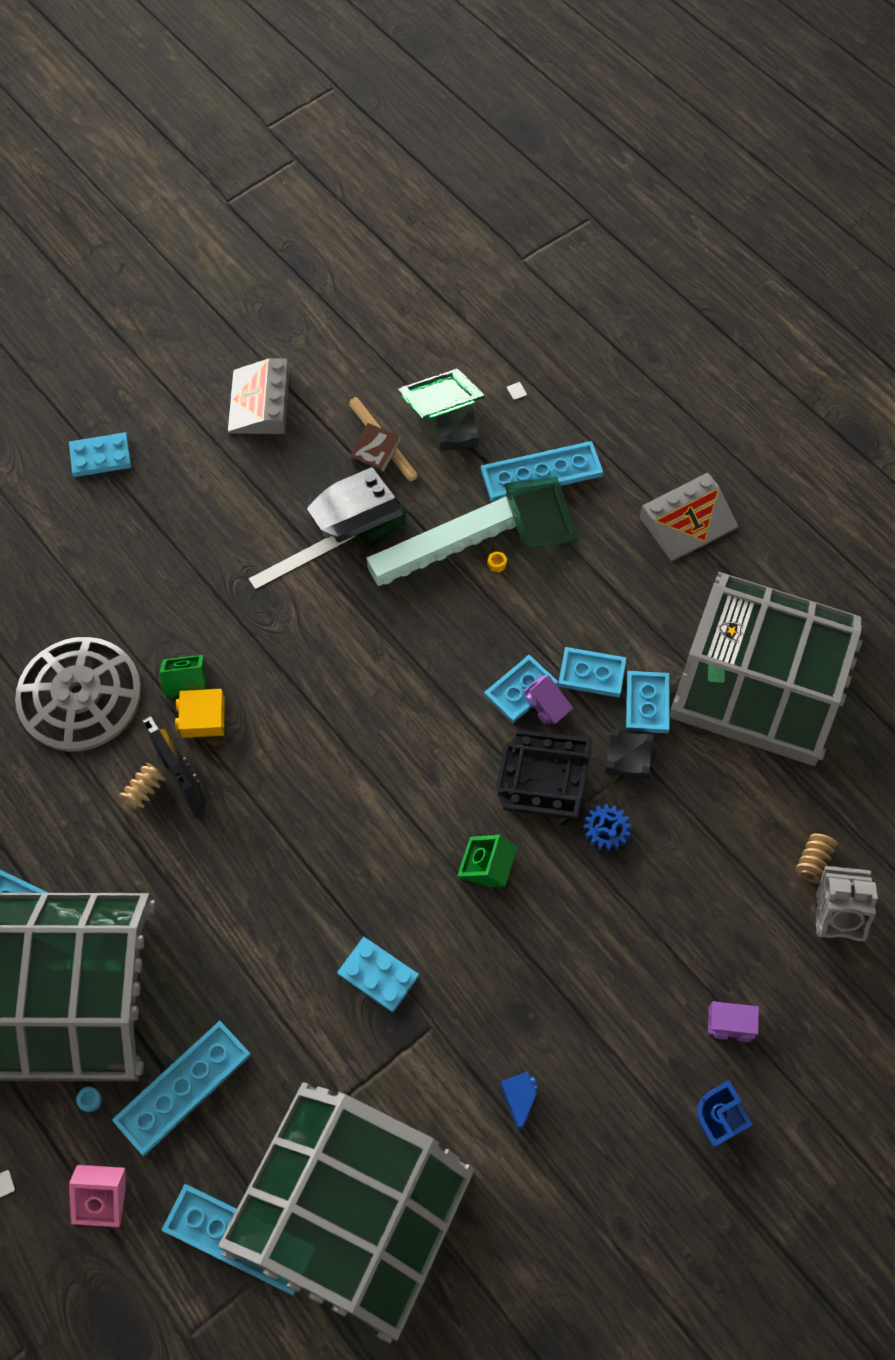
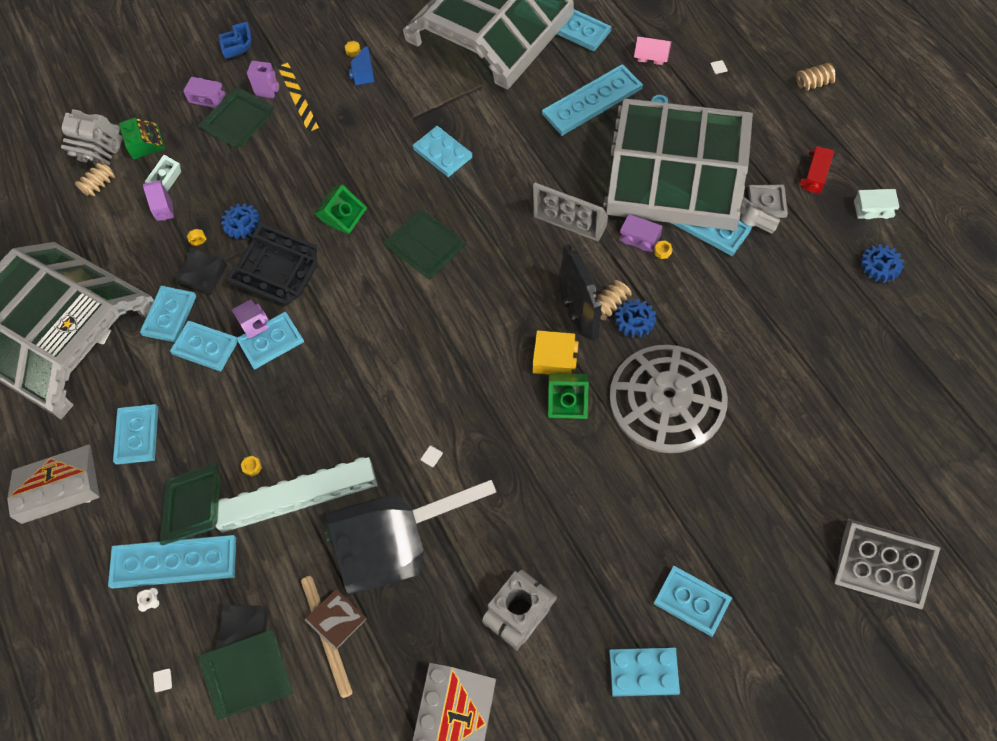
camera: 165 degrees left, 0 degrees up
(56, 510) = (692, 601): none -> medium azure plate
(83, 865) = (663, 249): none -> yellow tile
(108, 878) = (640, 233): none -> medium lavender brick
(116, 778) = (634, 316): none -> blue gear
(195, 886) = (569, 212): none -> light grey slope
(209, 471) = (518, 627): none -> light grey piece
(319, 602) = (431, 456): none -> white sticker
(374, 837) = (425, 244): none -> clear green piece
(546, 1139) = (352, 48): none -> yellow tile
(553, 436) = (142, 597): none -> white plate
(603, 1044) = (298, 97): none -> sticker
(627, 573) = (135, 434): none -> medium azure plate
(652, 1042) = (262, 79): none -> medium lavender brick
(653, 798) = (196, 237): none -> yellow tile
(674, 990) = (237, 117): none -> clear green piece
(716, 833) = (158, 200): none -> medium lavender slope
(727, 870) = (164, 173): none -> light aqua brick
(787, 932) = (141, 137): none -> green slope

